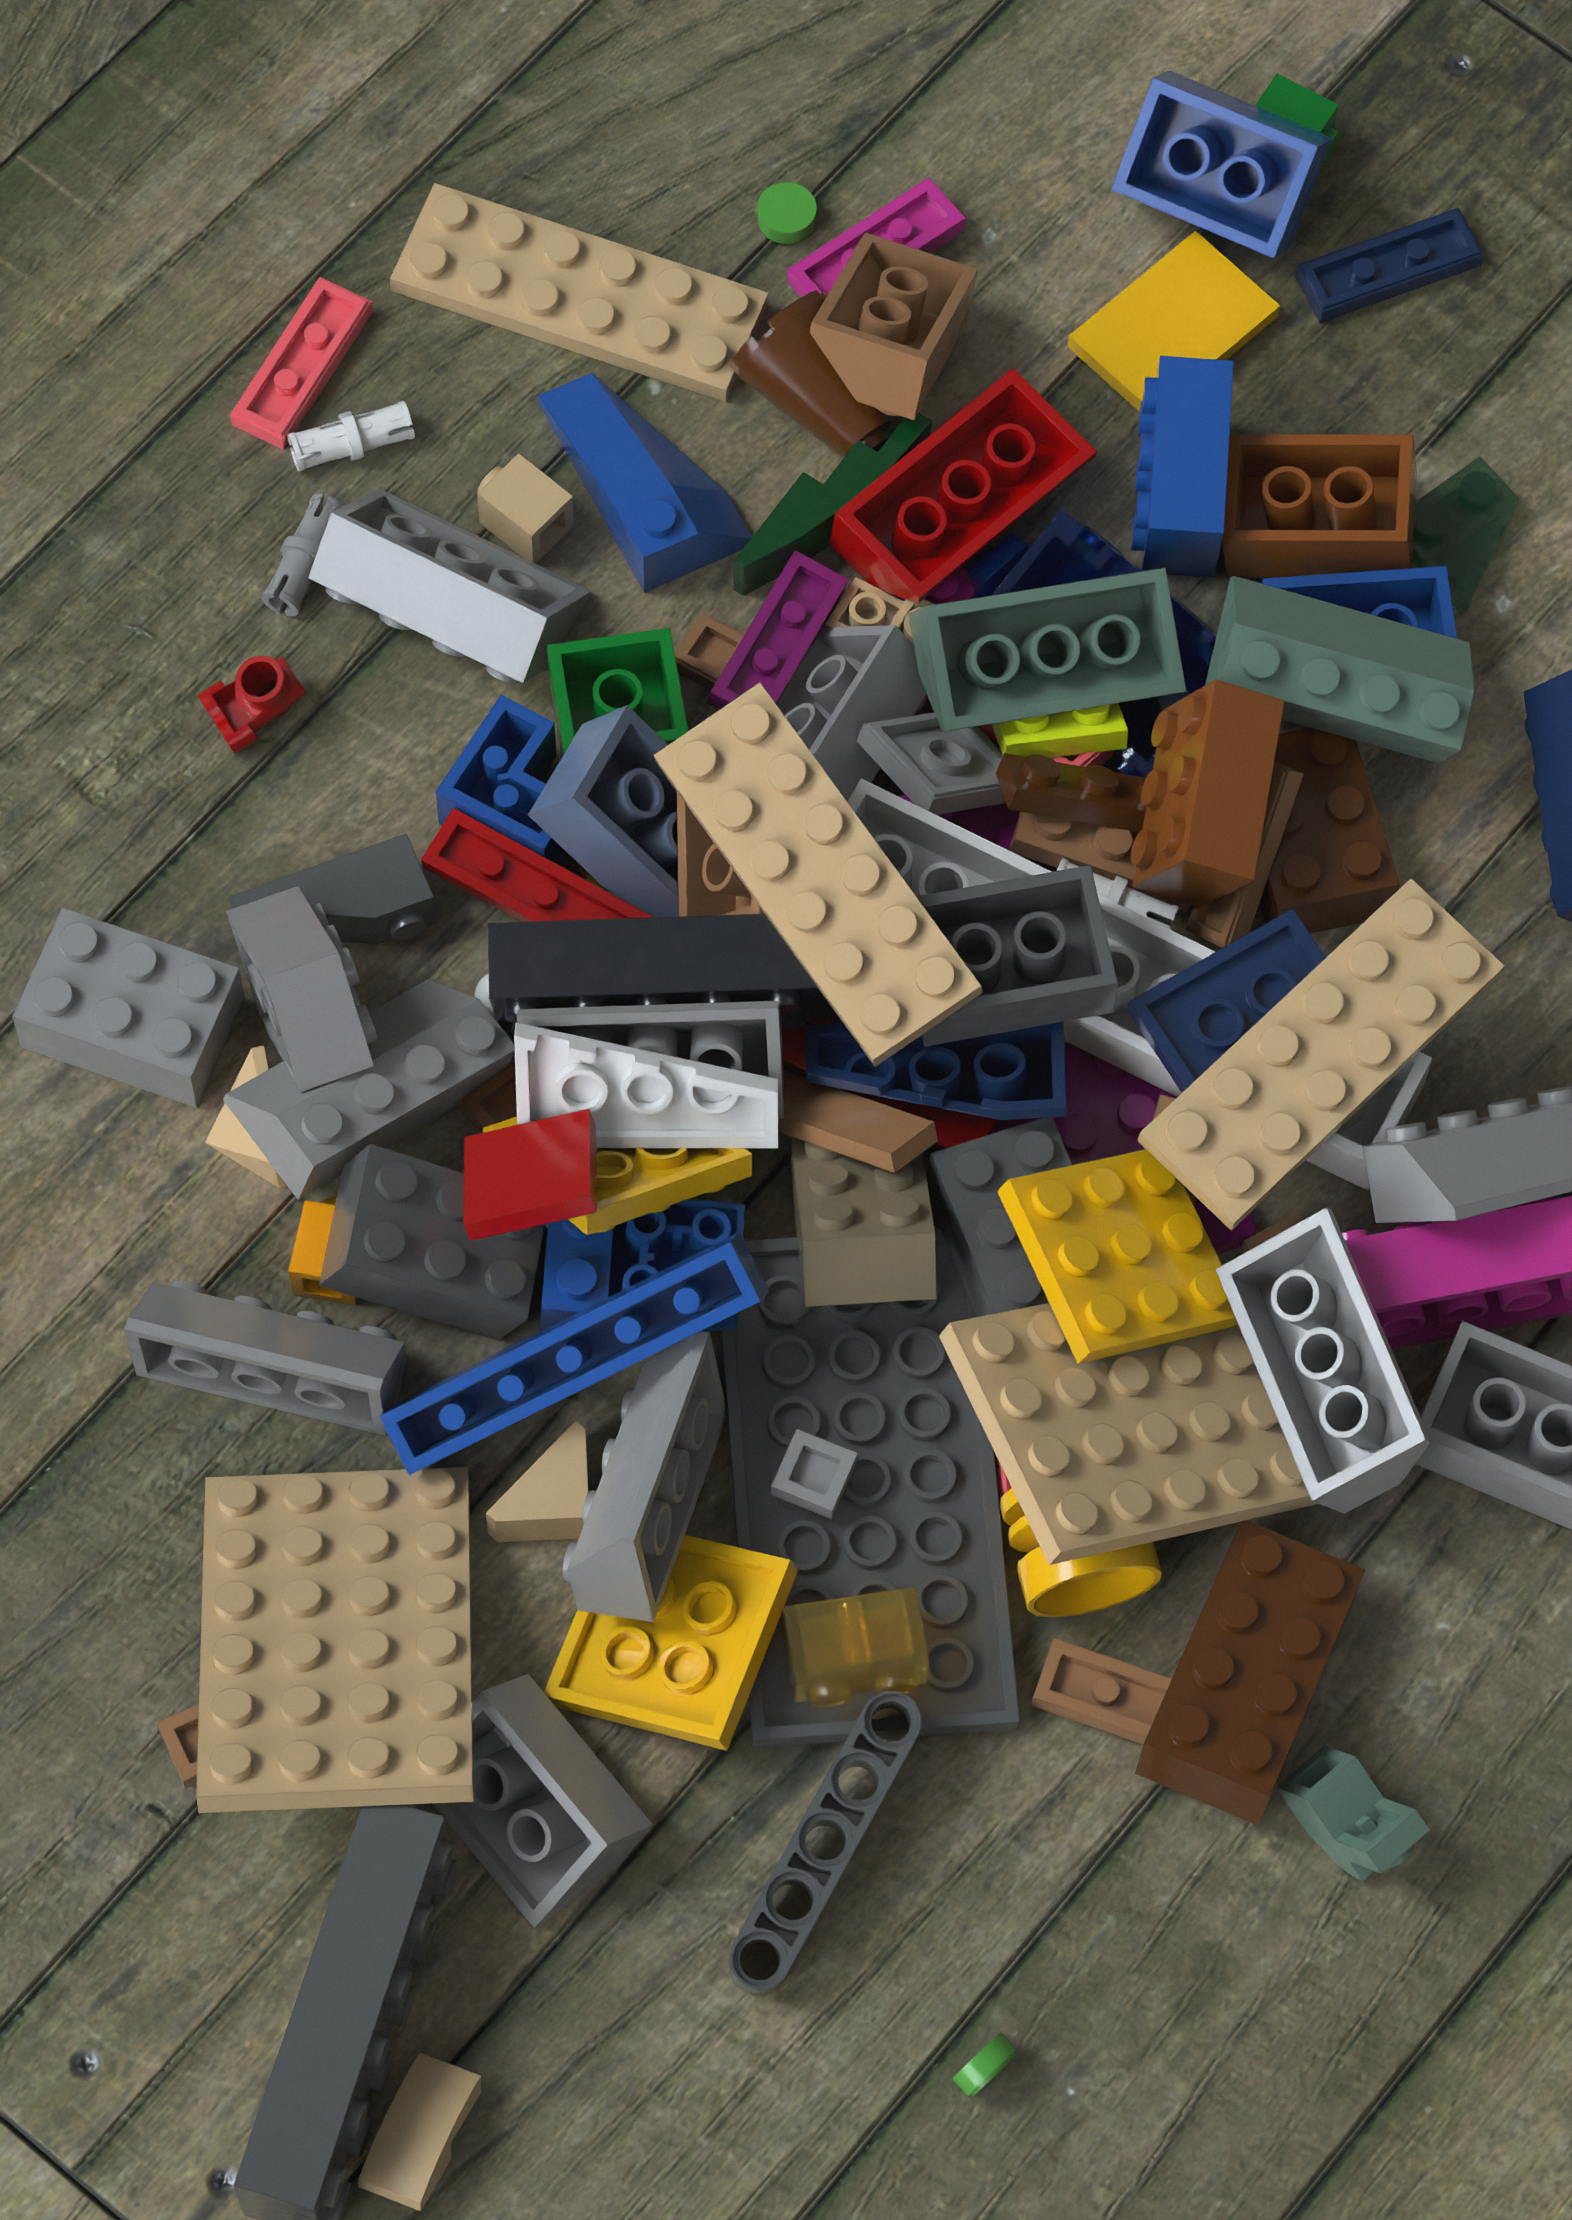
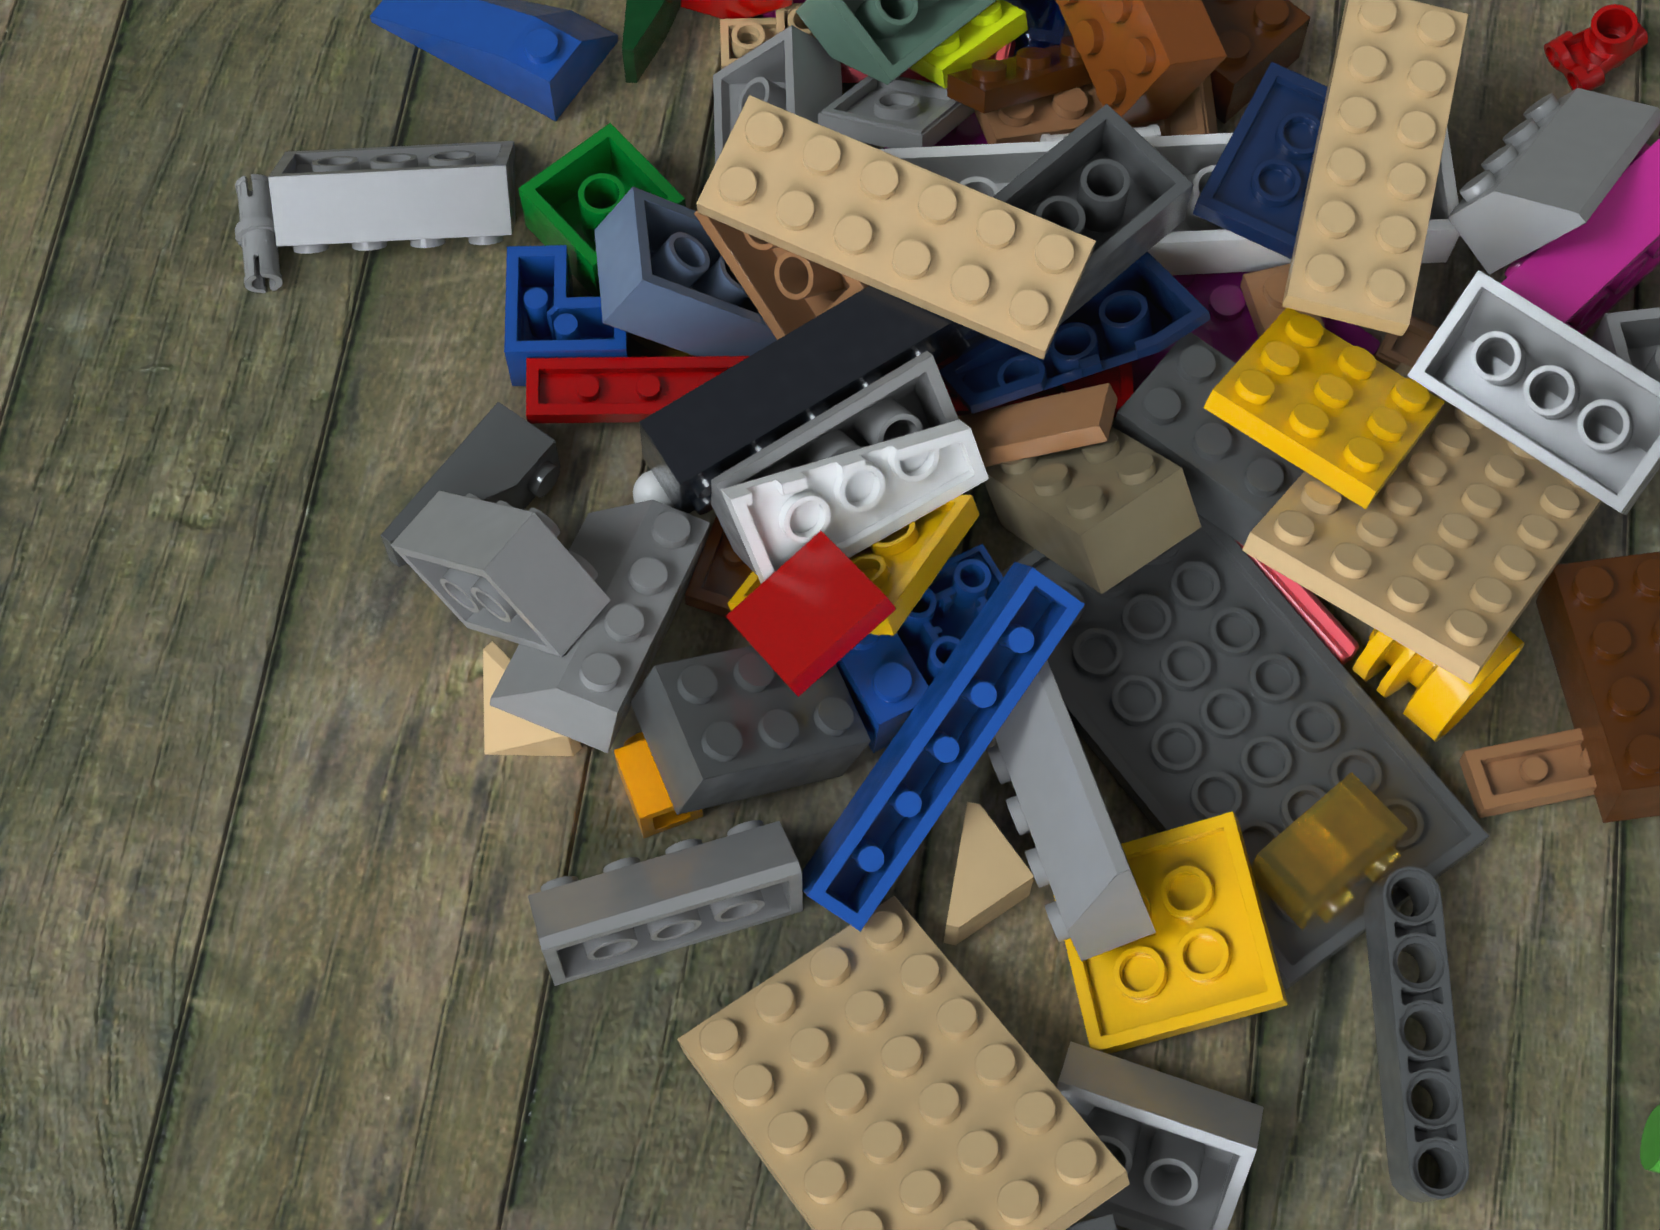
camera: 30 degrees left, 0 degrees up
(129, 1007) = (349, 676): light grey brick -> none
(243, 707) = (283, 380): red plate -> none
(301, 363) = (156, 89): coral tile -> none
(351, 436) = (236, 122): white pin -> none
(524, 508) = (419, 101): tan brick -> none
(706, 650) = (649, 132): medium nougat tile -> none
(781, 631) = (693, 95): magenta plate -> none
(814, 1474) = (1191, 730): light grey plate -> none

